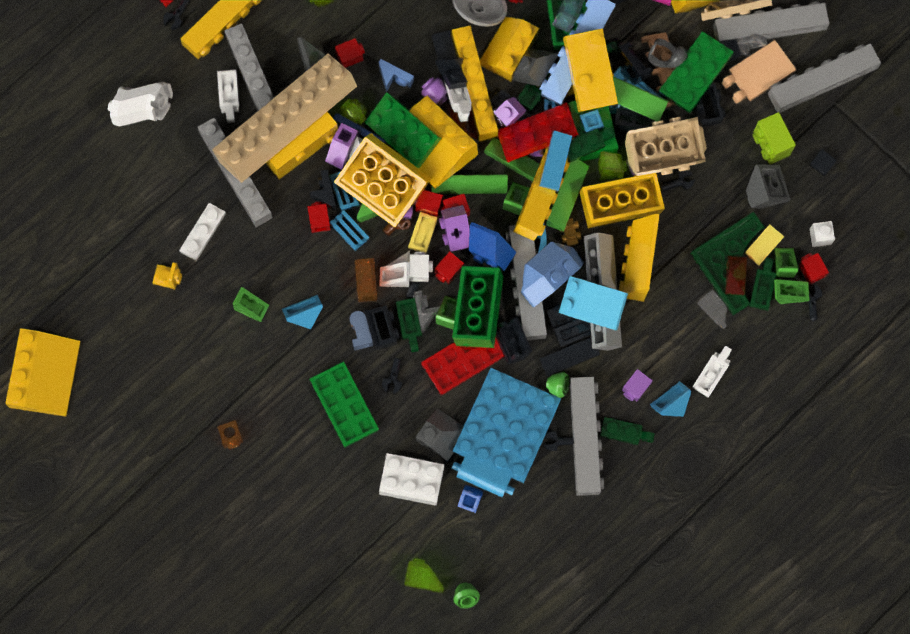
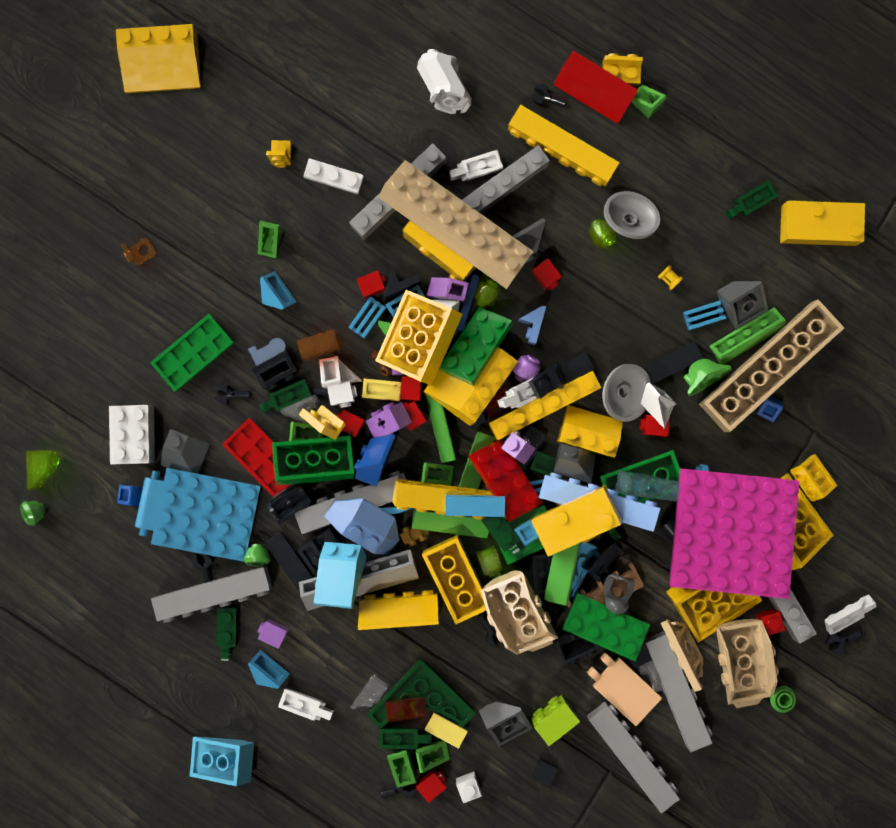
camera: 80 degrees right, 10 degrees up
(442, 286) = (324, 421): none -> yellow bracket
(749, 463) = (222, 760): none -> medium azure slope

